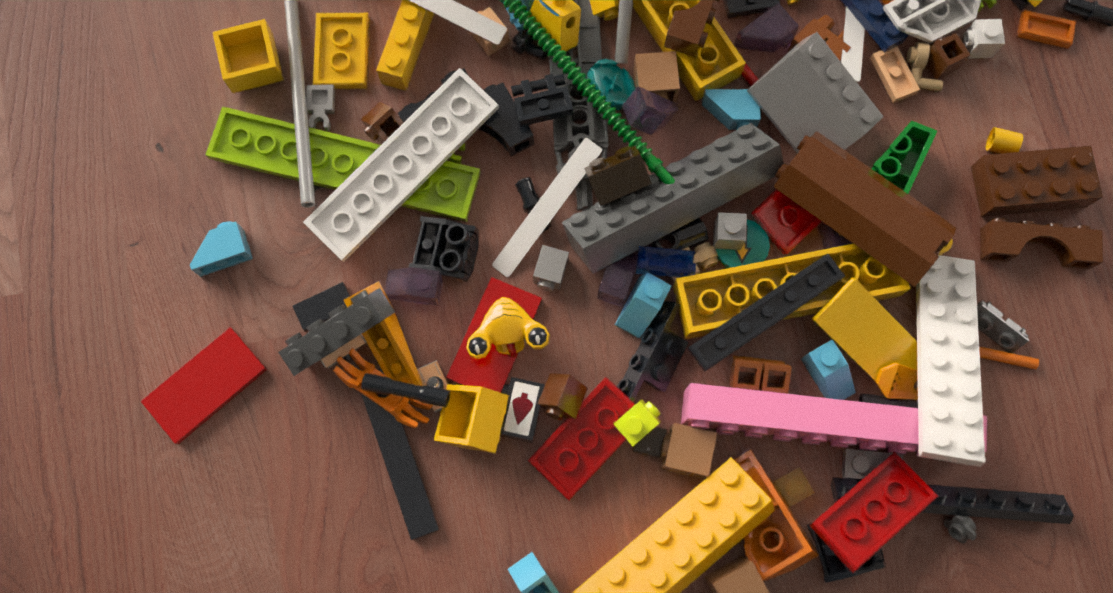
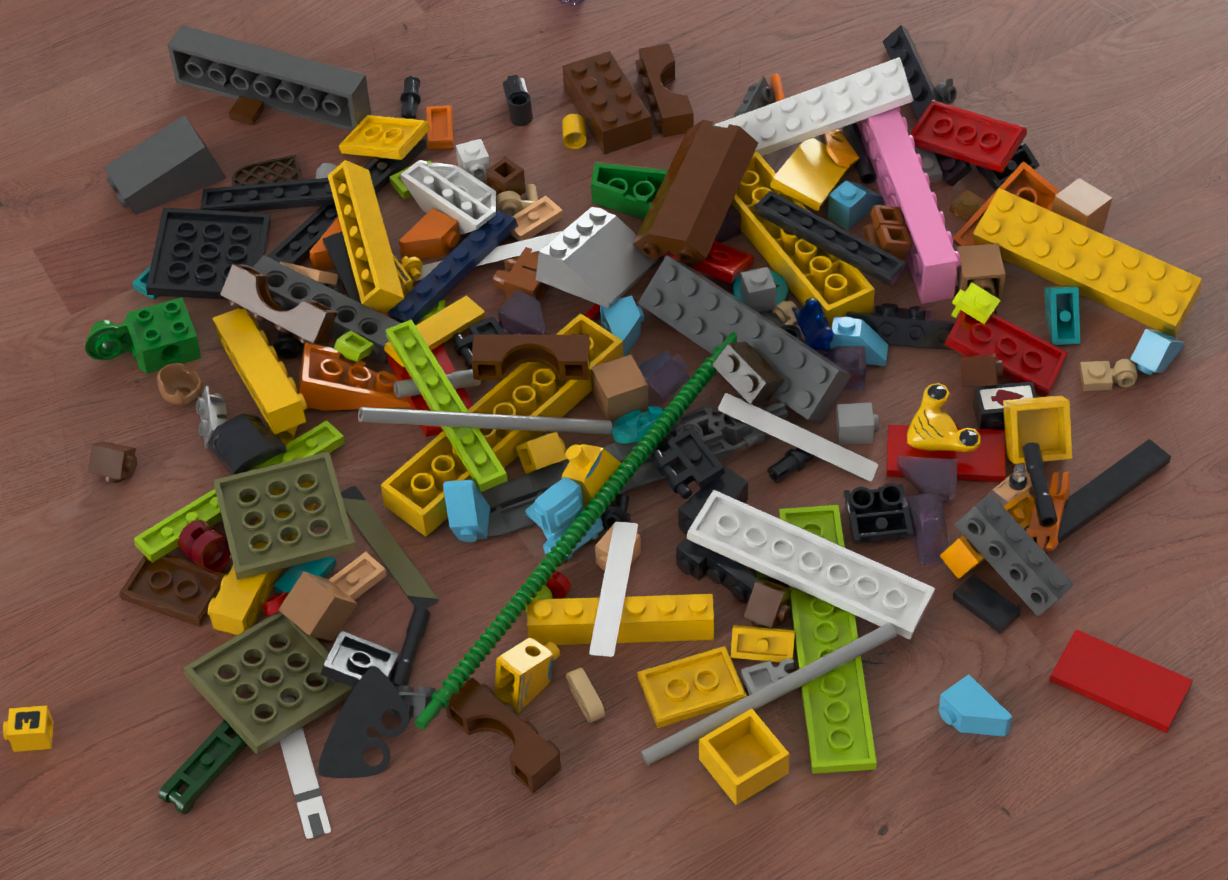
camera: 105 degrees left, 25 degrees down
(352, 110) = (762, 643): none -> yellow plate
(464, 304) = (930, 475): none -> clear purple slope
(533, 519) = (1099, 376): none -> tan plate
(616, 514) = (1062, 314): none -> teal slope
(1062, 102) = (518, 100): none -> black piece

